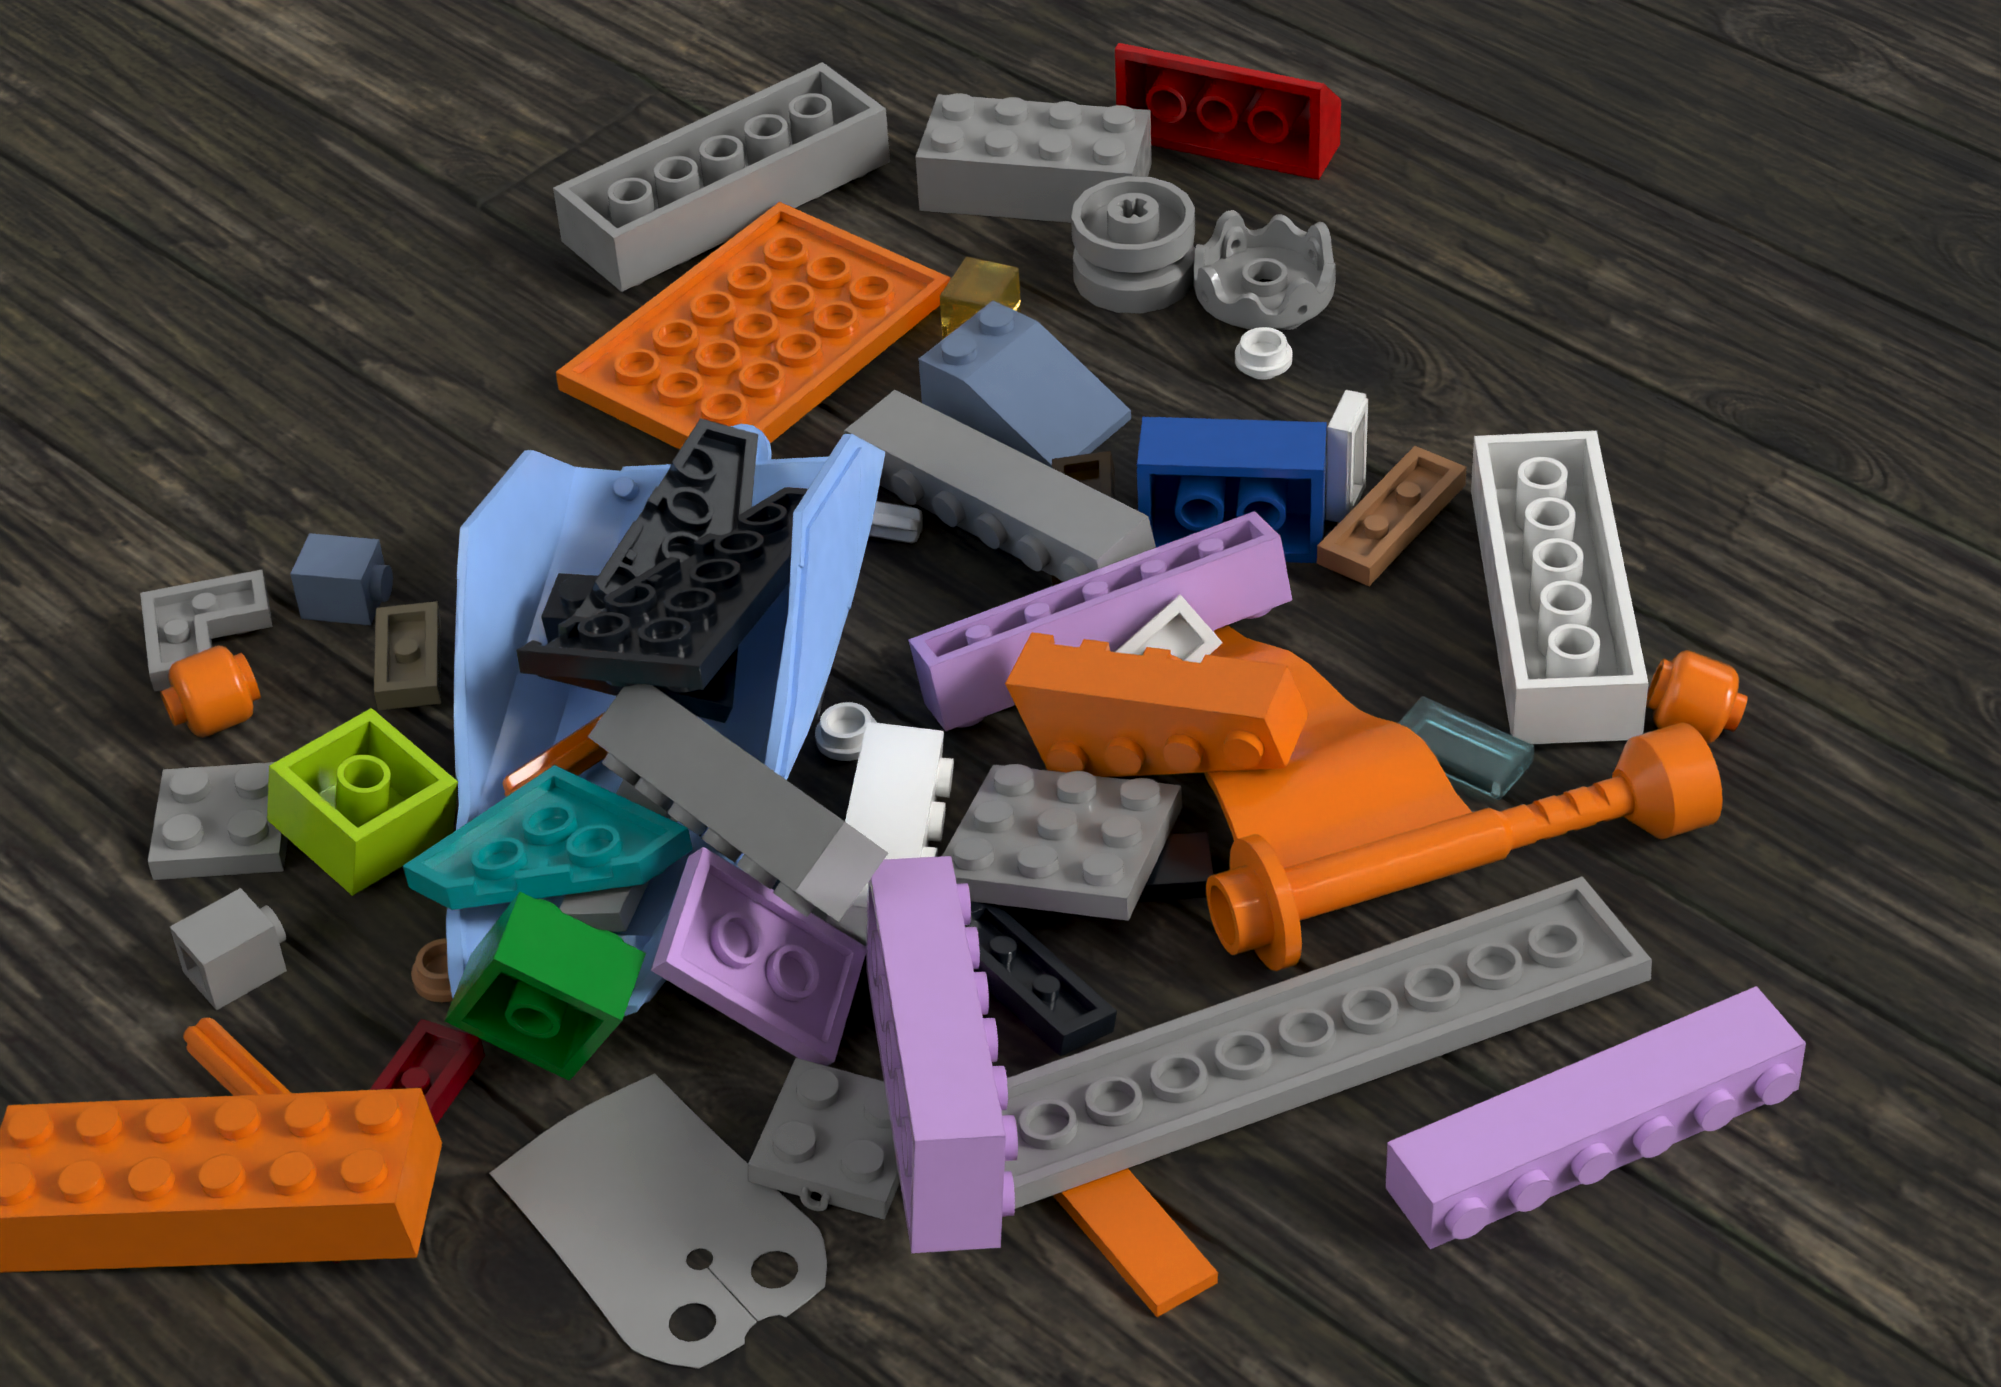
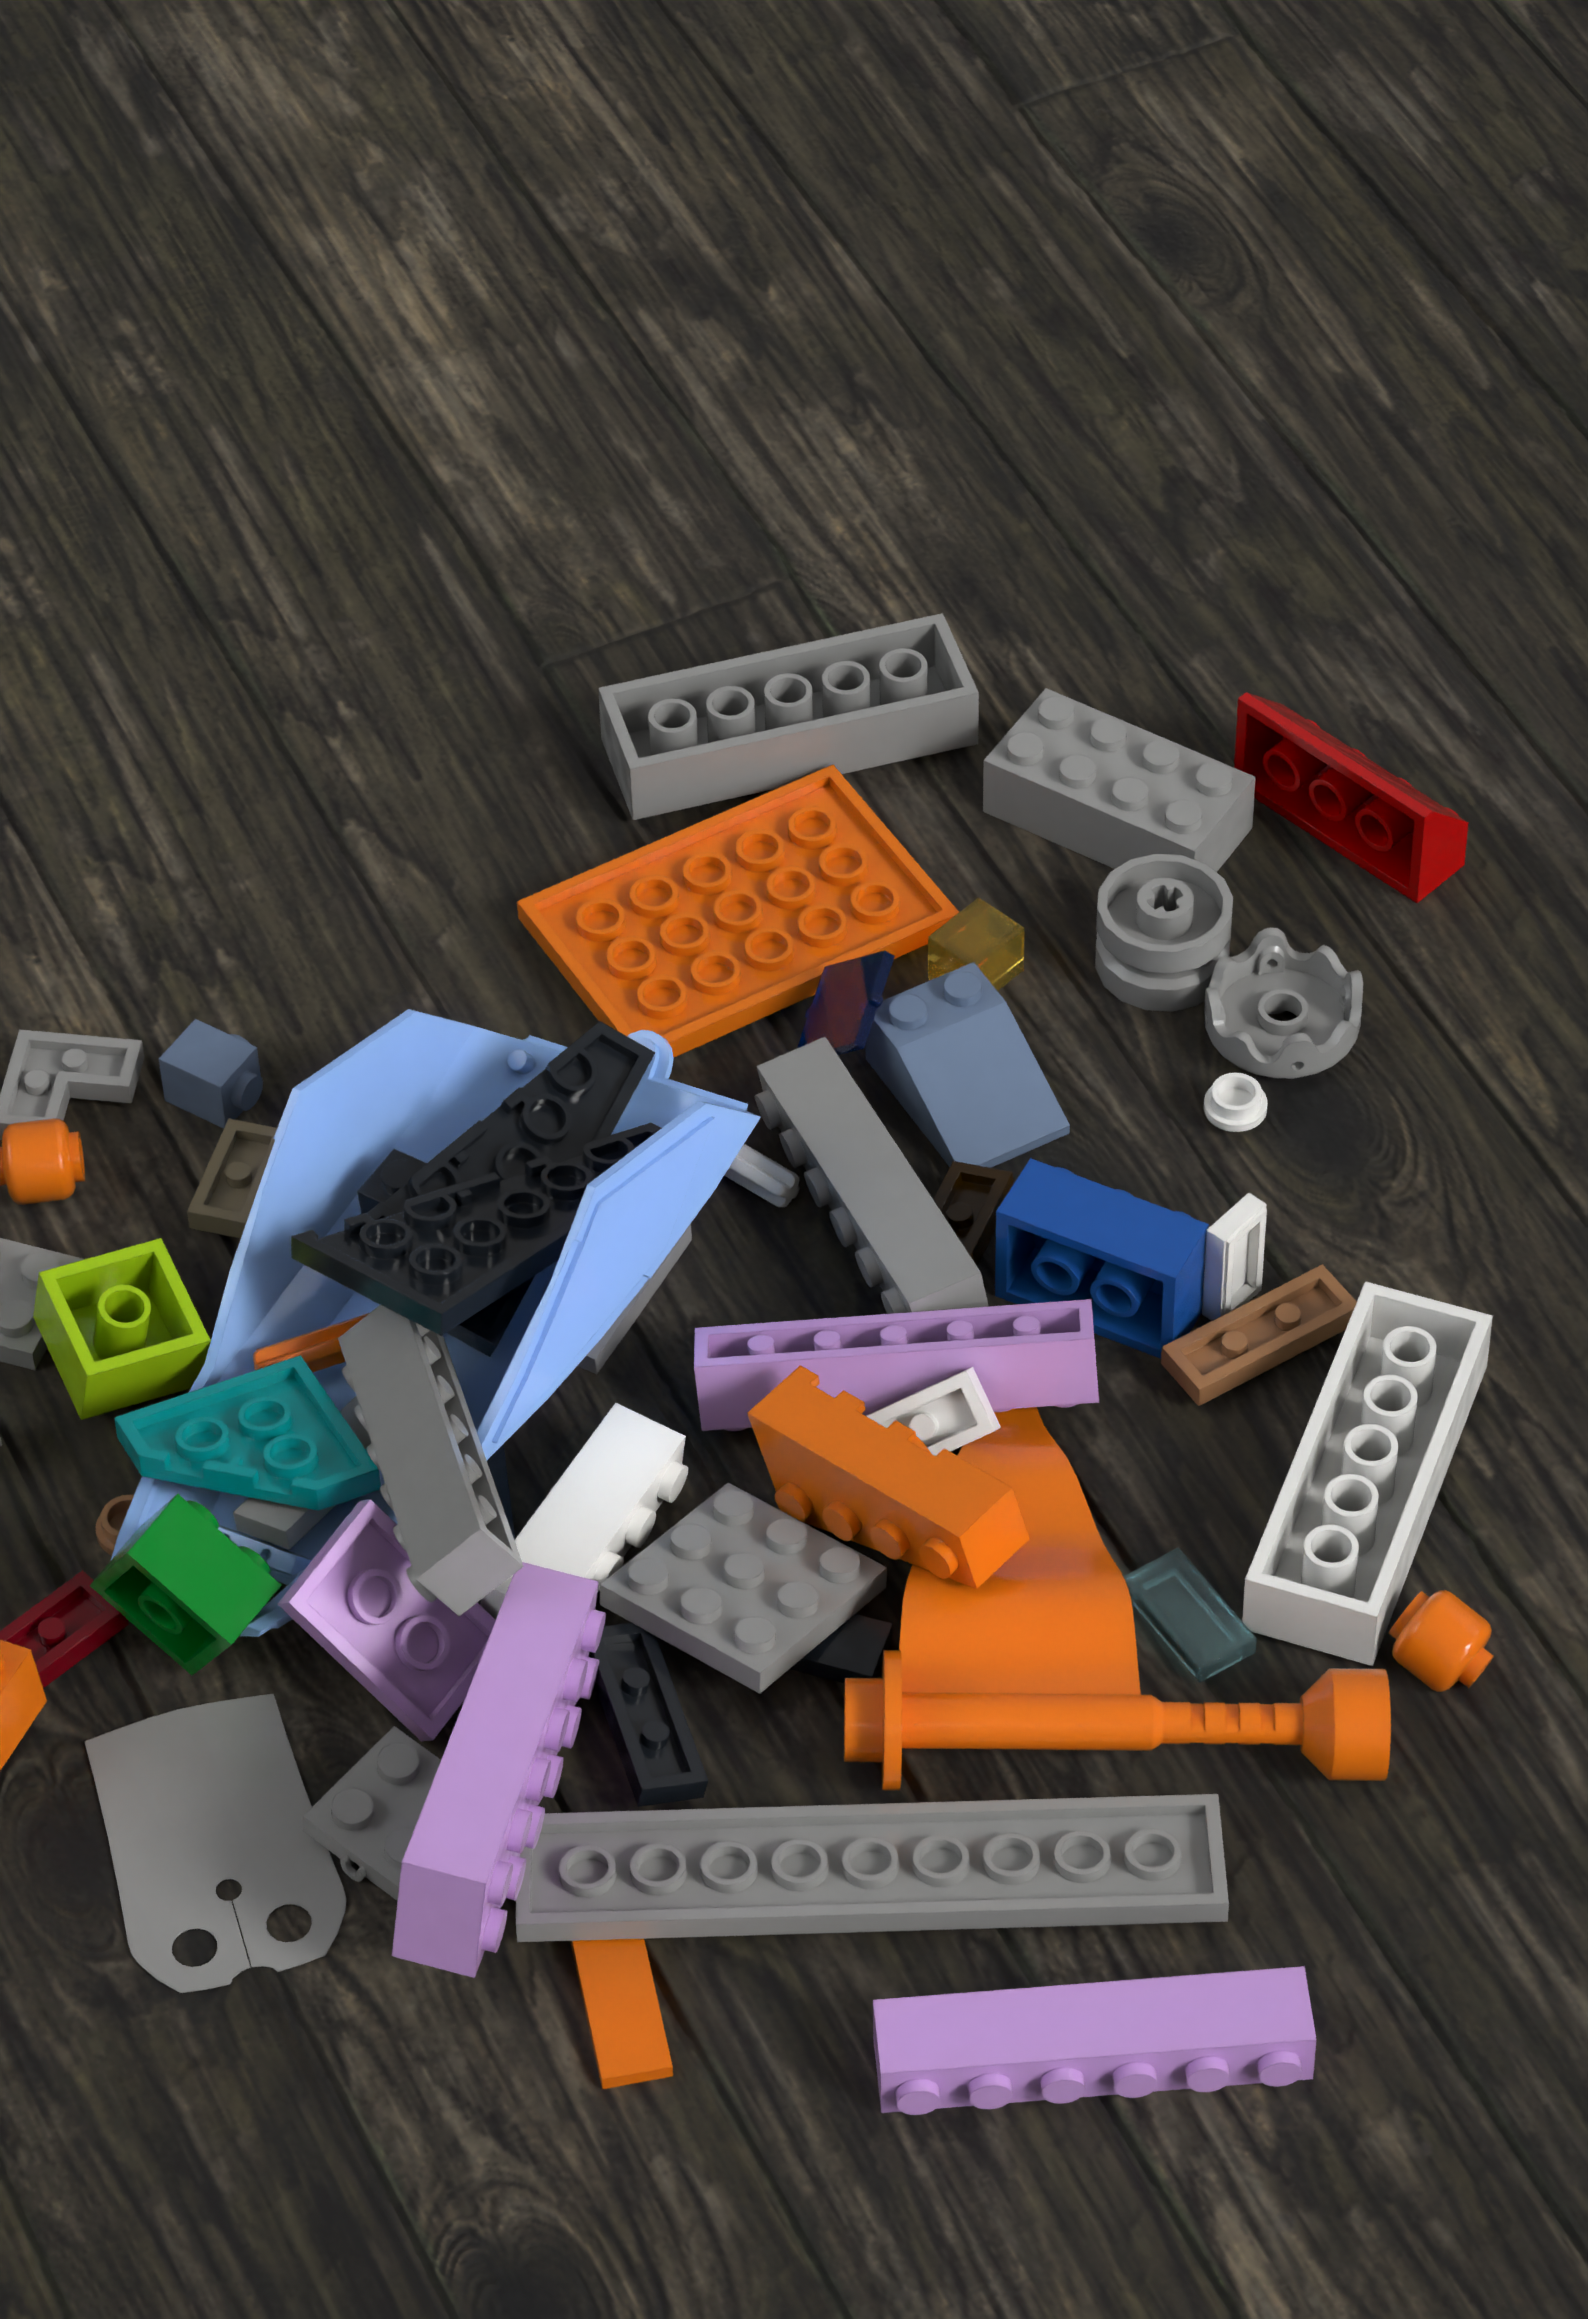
camera: 20 degrees right, 5 degrees up
(842, 731) = (602, 1391): white plate -> none
(898, 359) = (847, 1002): none -> piece

